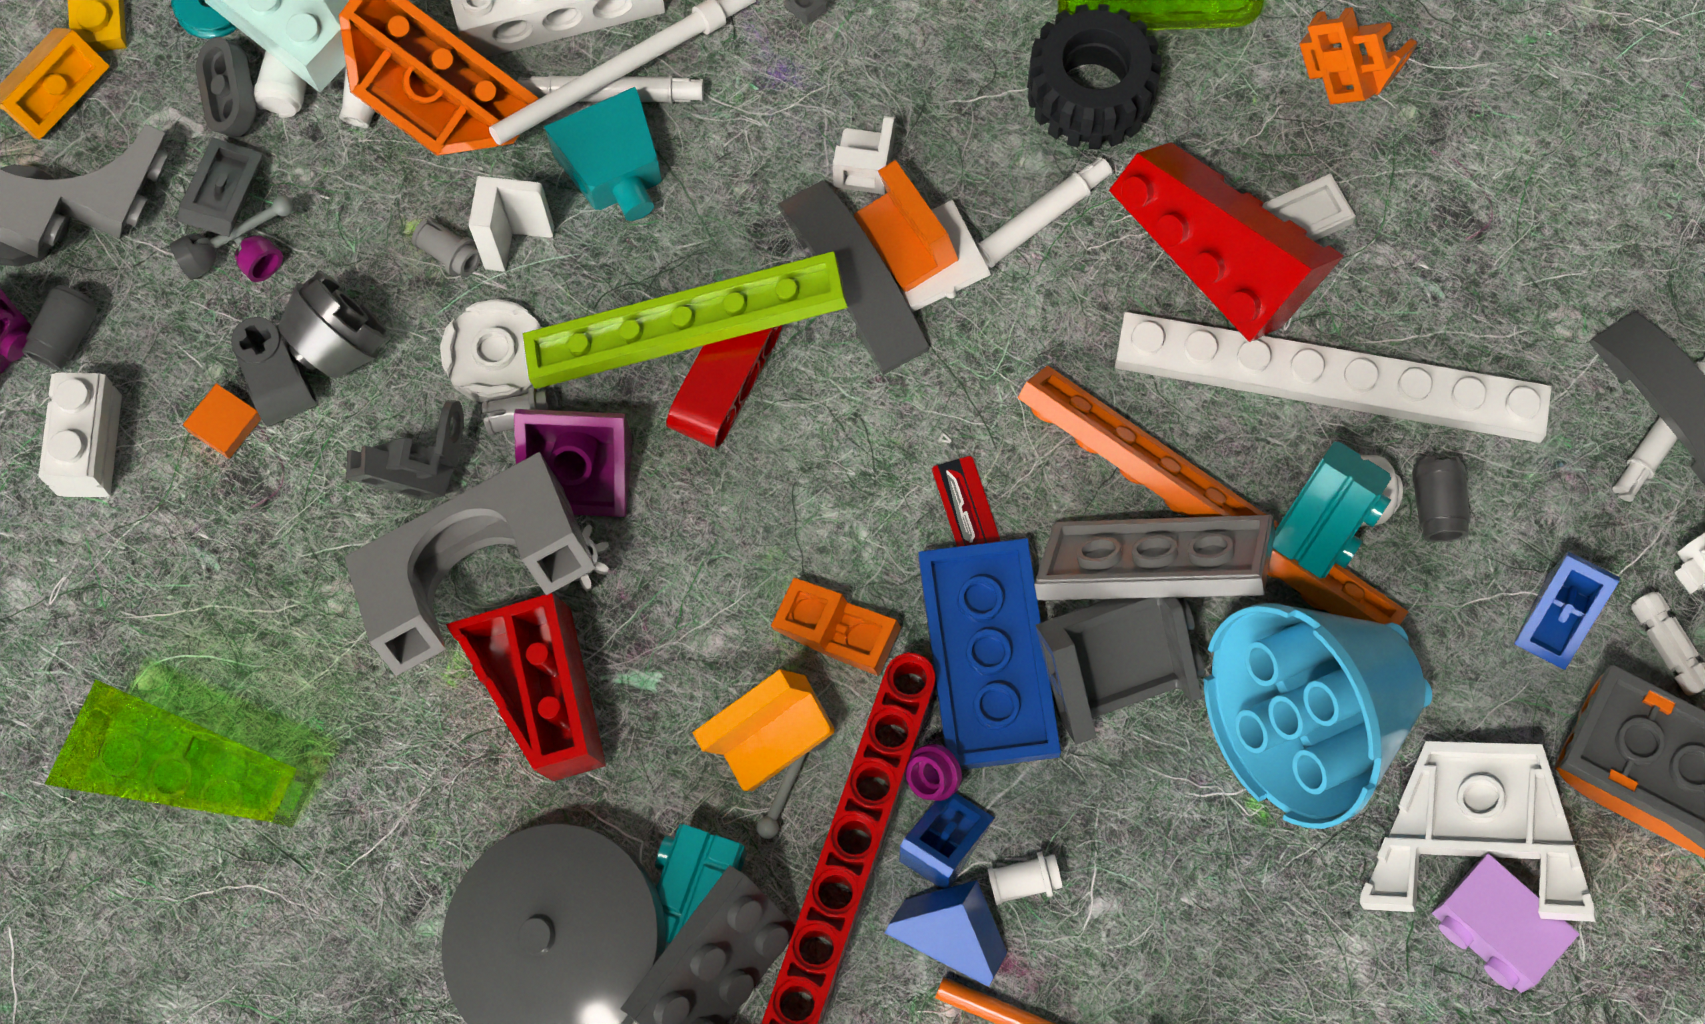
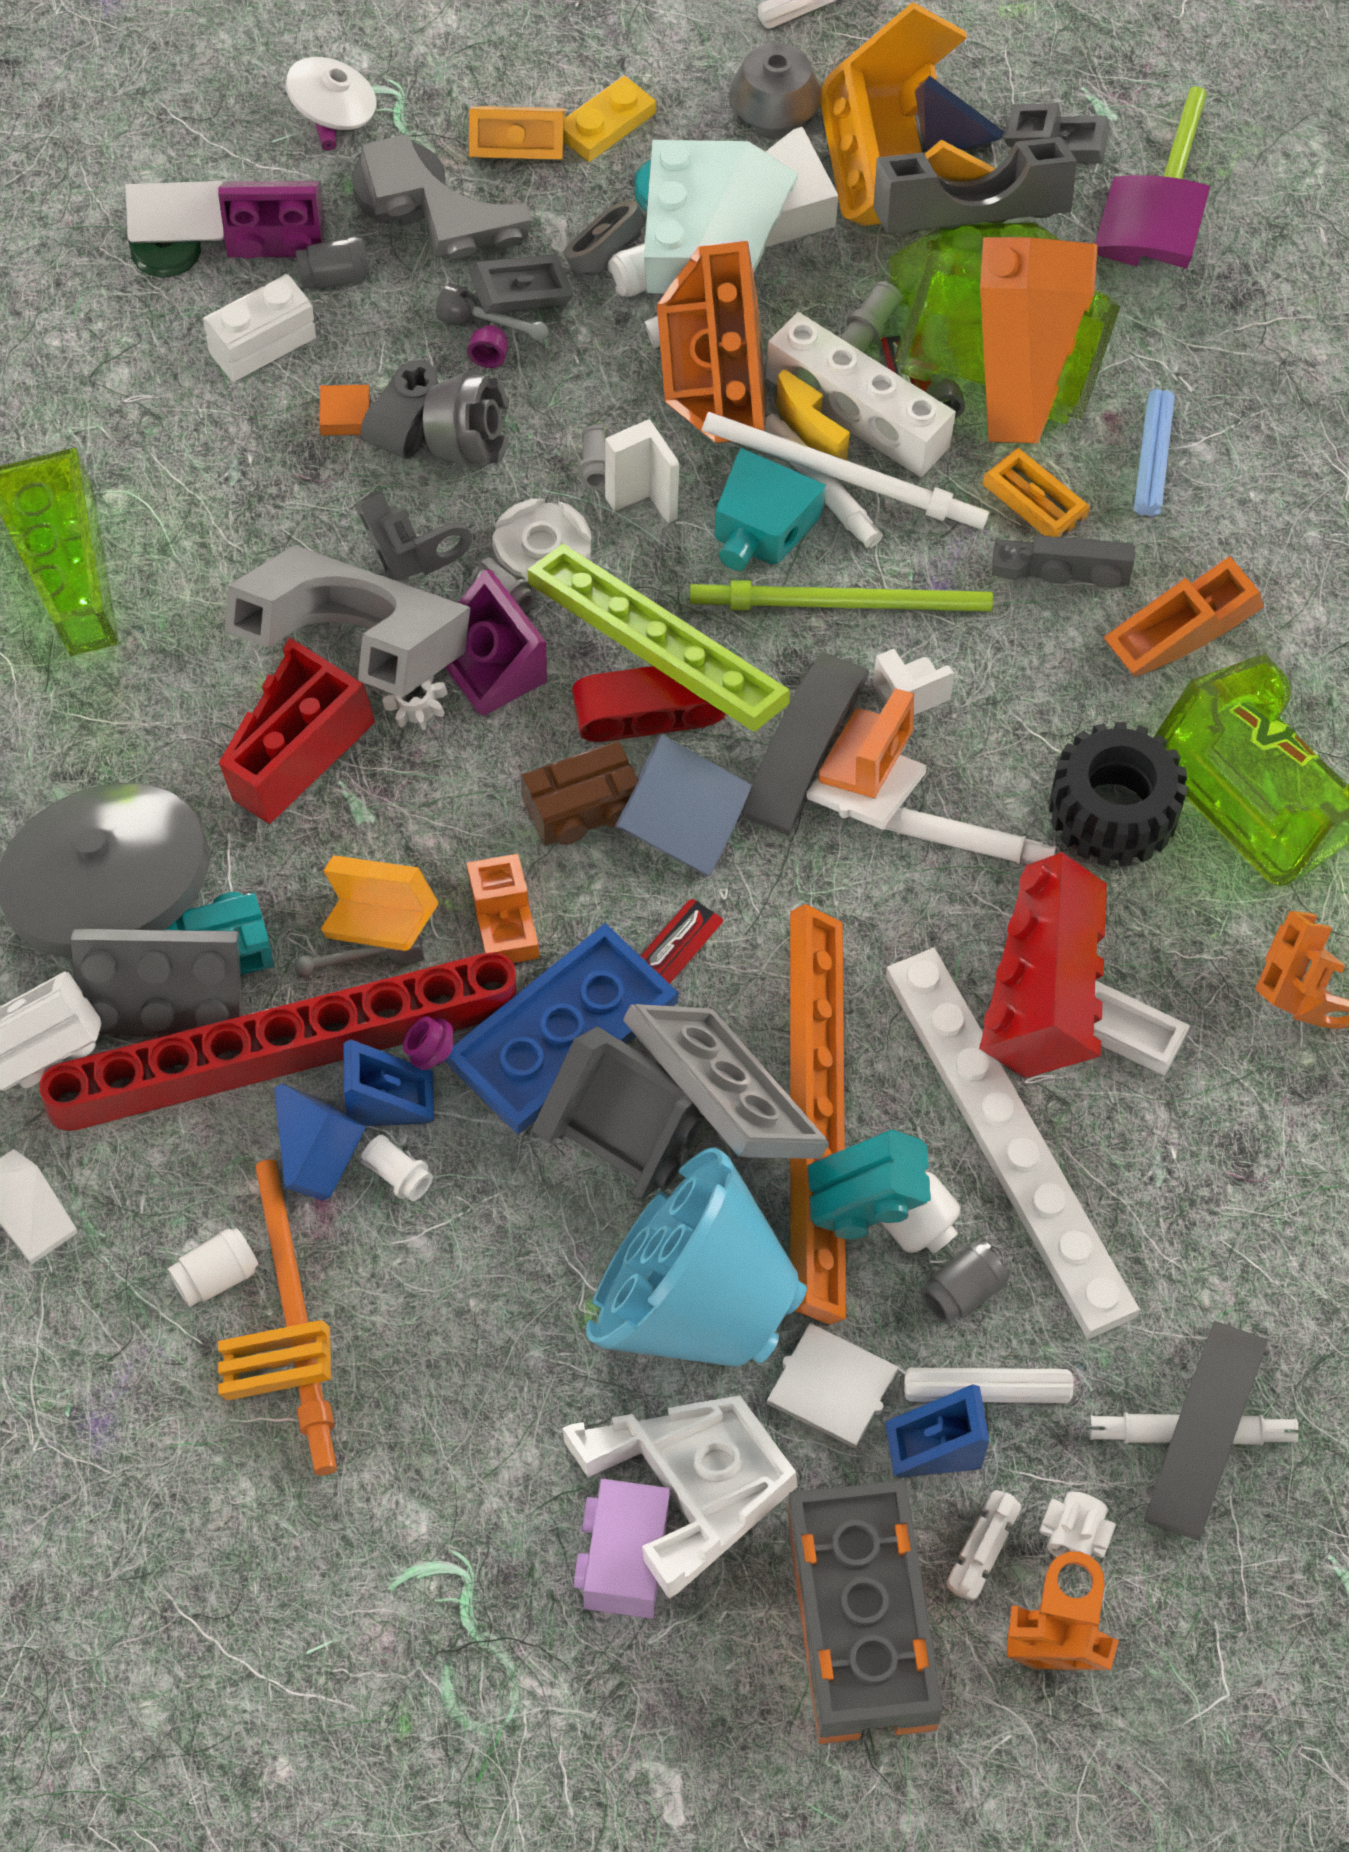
camera: 50 degrees right, 10 degrees down
(529, 55) = (801, 410): none -> yellow slope
(677, 225) = (742, 596): none -> lime bar
(777, 486) = (578, 793): none -> reddish brown brick
(854, 412) = (684, 806): none -> sand blue slope
(1461, 661) = (832, 1385): none -> white piece
(1537, 544) = (995, 1384): none -> white axle

